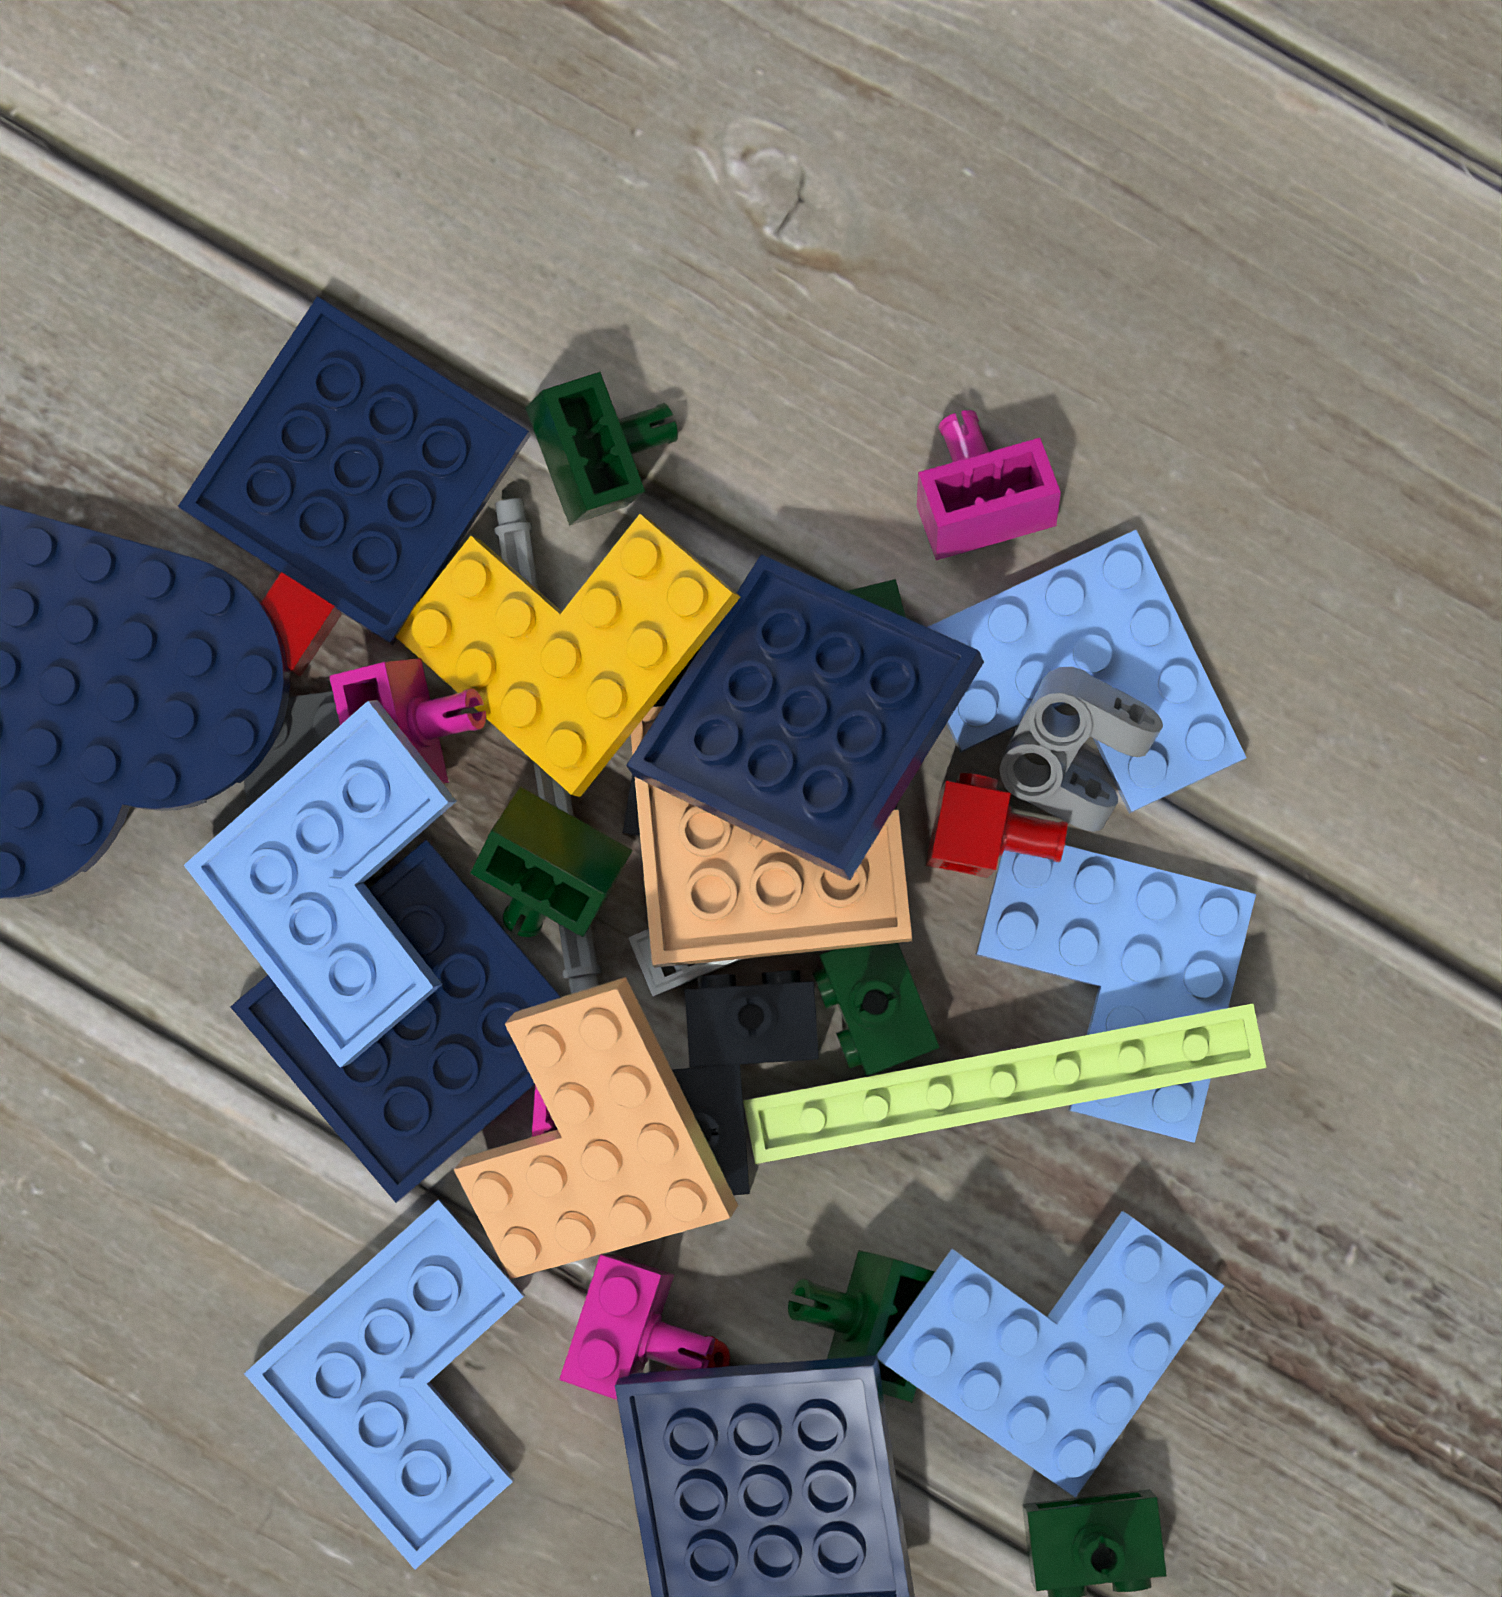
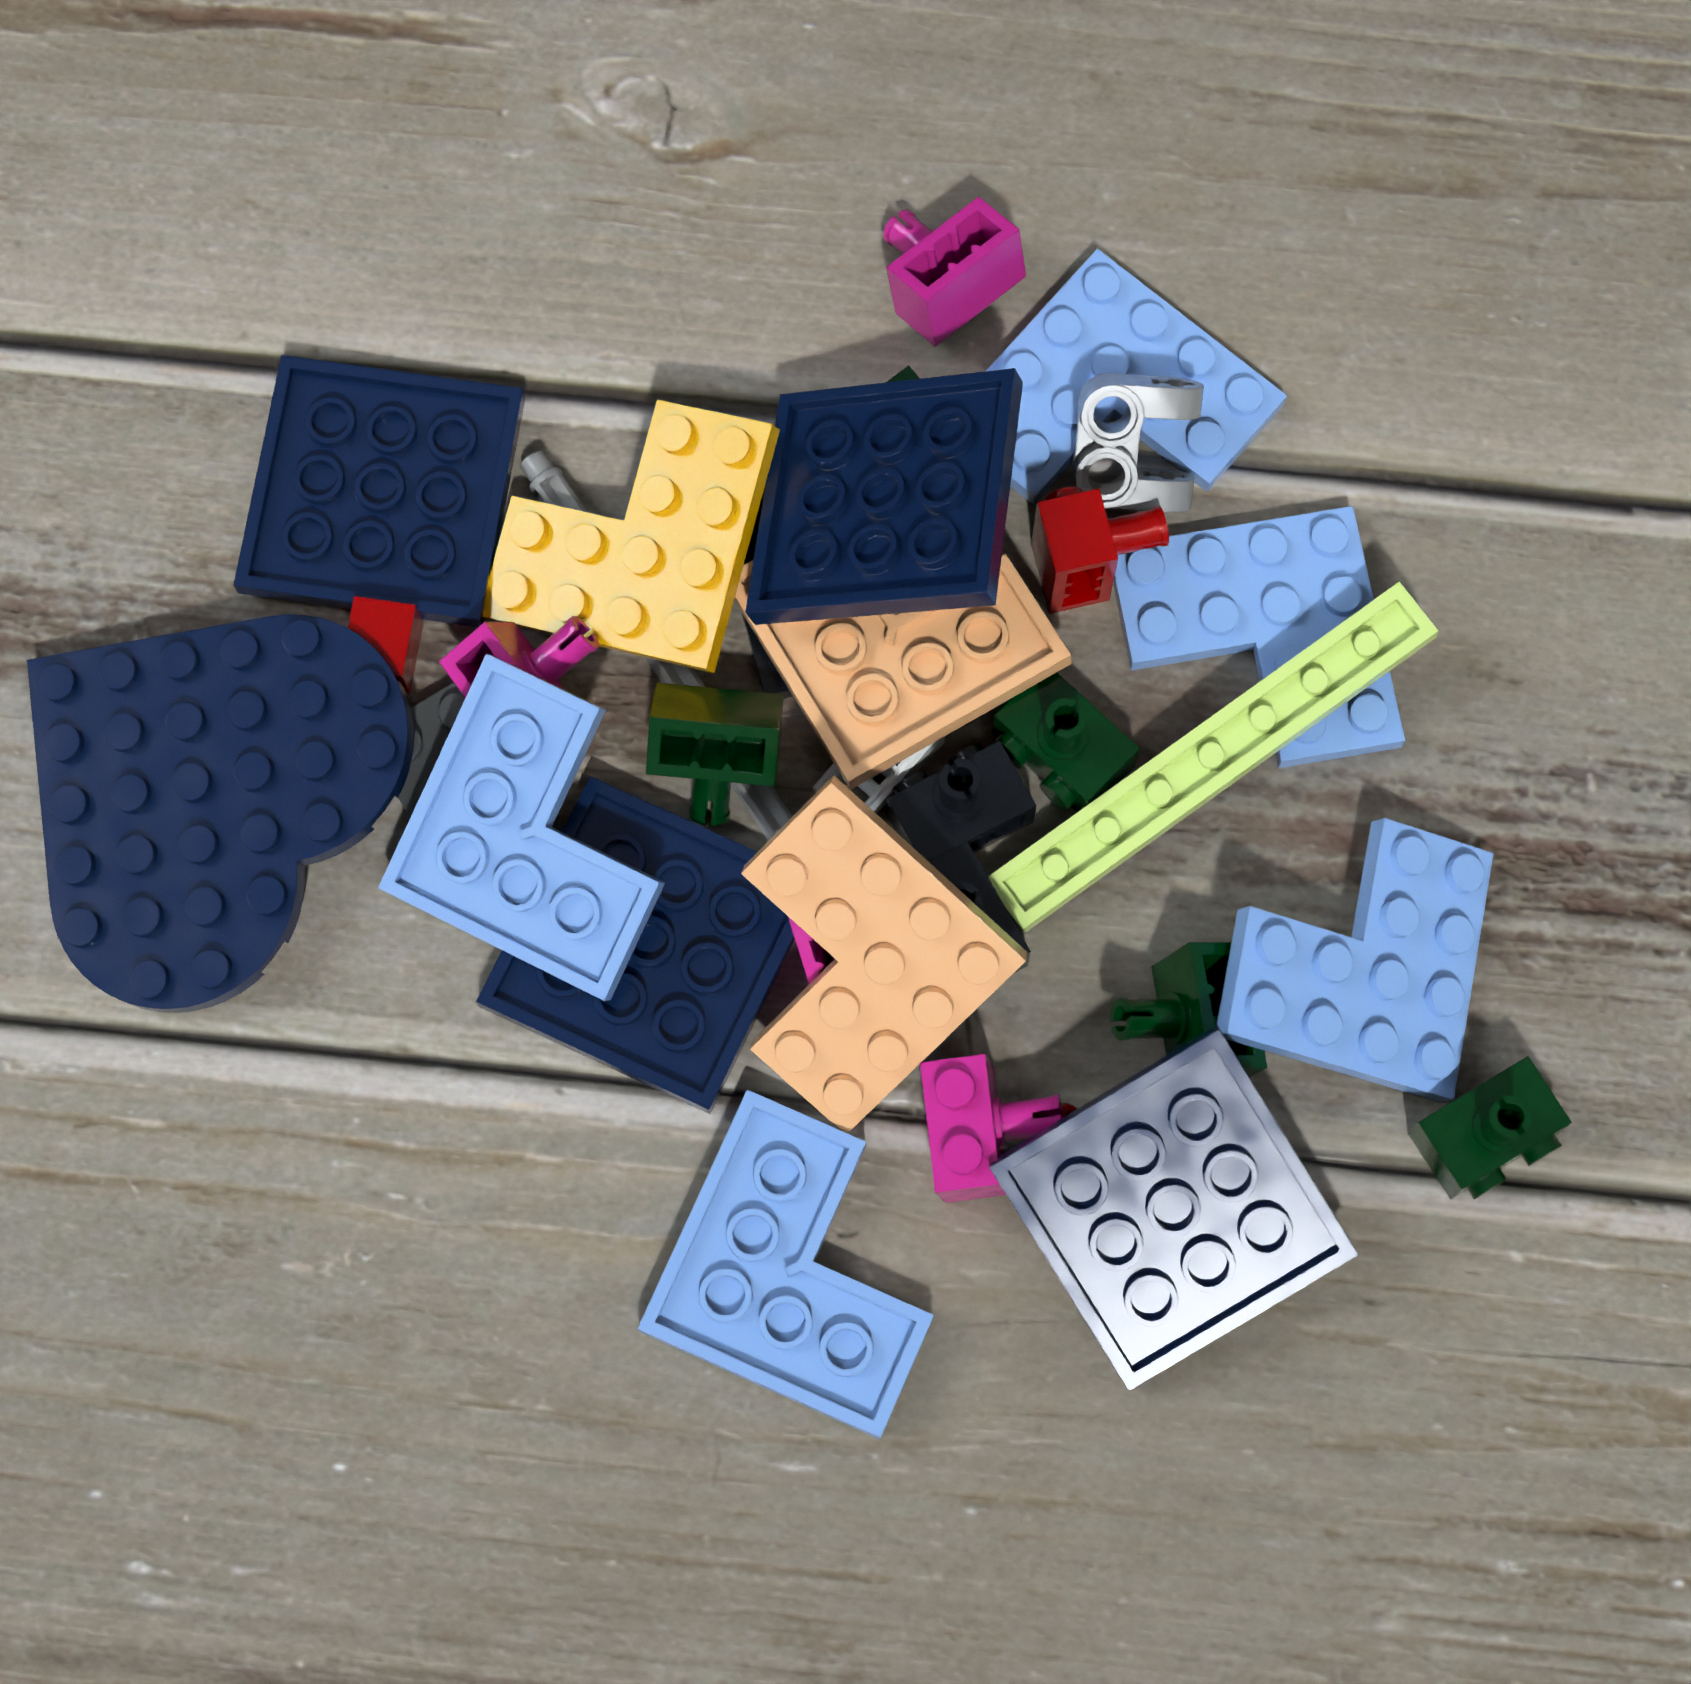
camera: 25 degrees left, 10 degrees down
(591, 447) = (585, 377): dark green brick -> none

